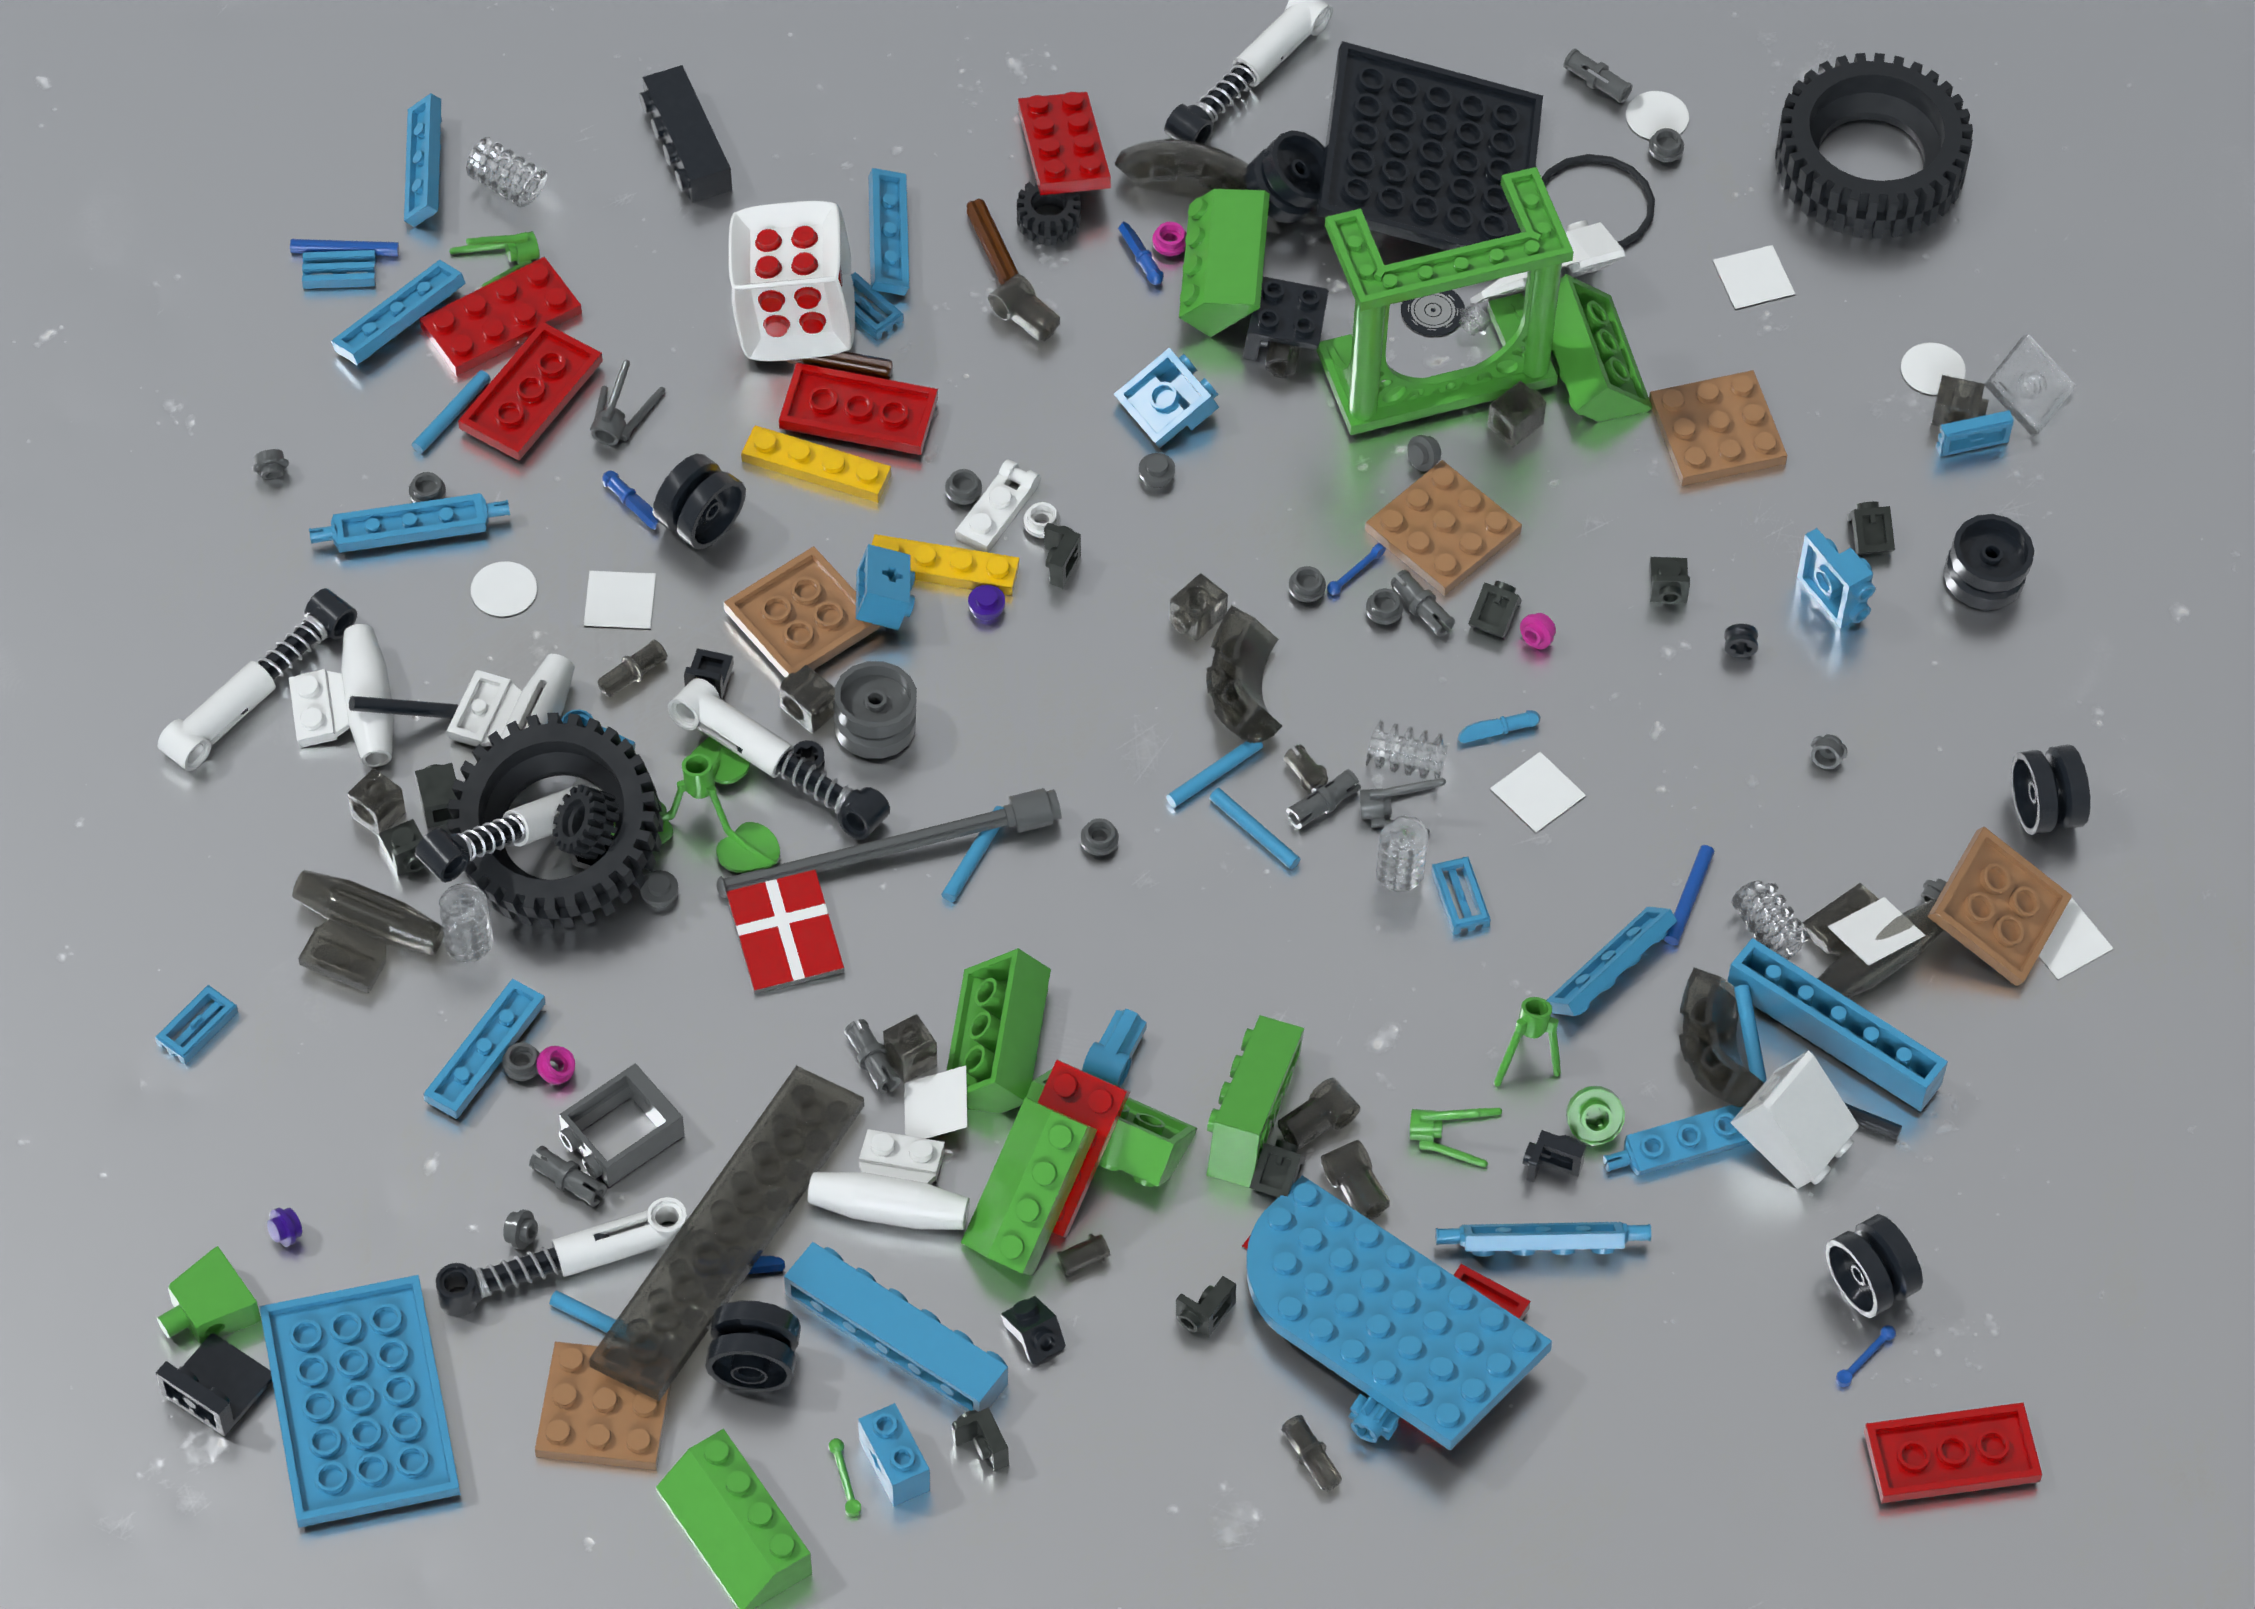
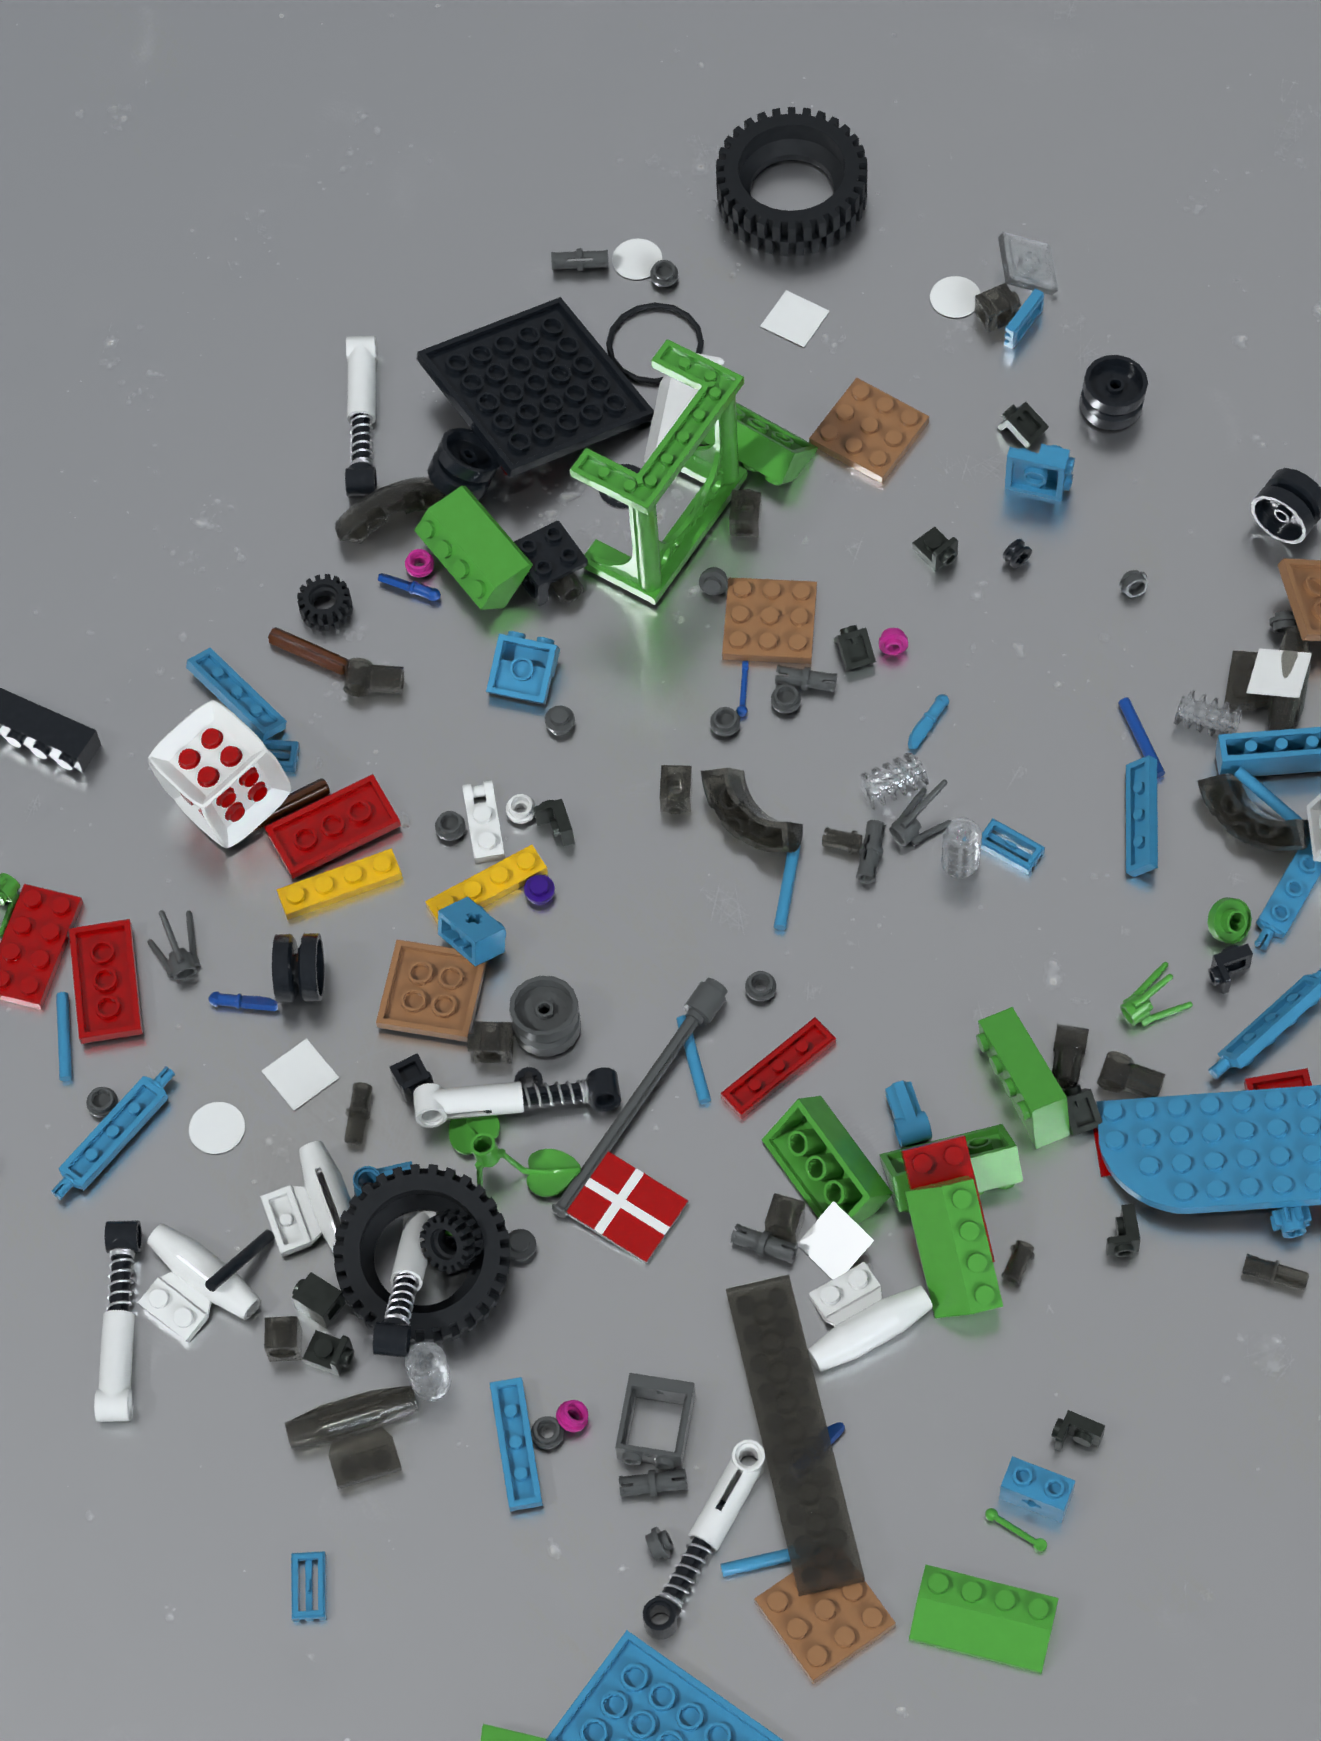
camera: 35 degrees left, 5 degrees up
(284, 1226) = (506, 1672): dark purple plate -> none
(753, 1346) = (888, 1494): black wheel -> none
(896, 1329) = (956, 1407): dark azure brick -> none
(1035, 1328) = (1036, 1334): black bracket -> none
(1043, 920) = (778, 1067): none -> red tile
(1064, 143) = (294, 550): red plate -> none
(1255, 828) = (847, 903): dark azure bar -> none
(1533, 1023) = (1146, 889): bright green plant -> none
(1538, 792) = (989, 744): white sticker -> none

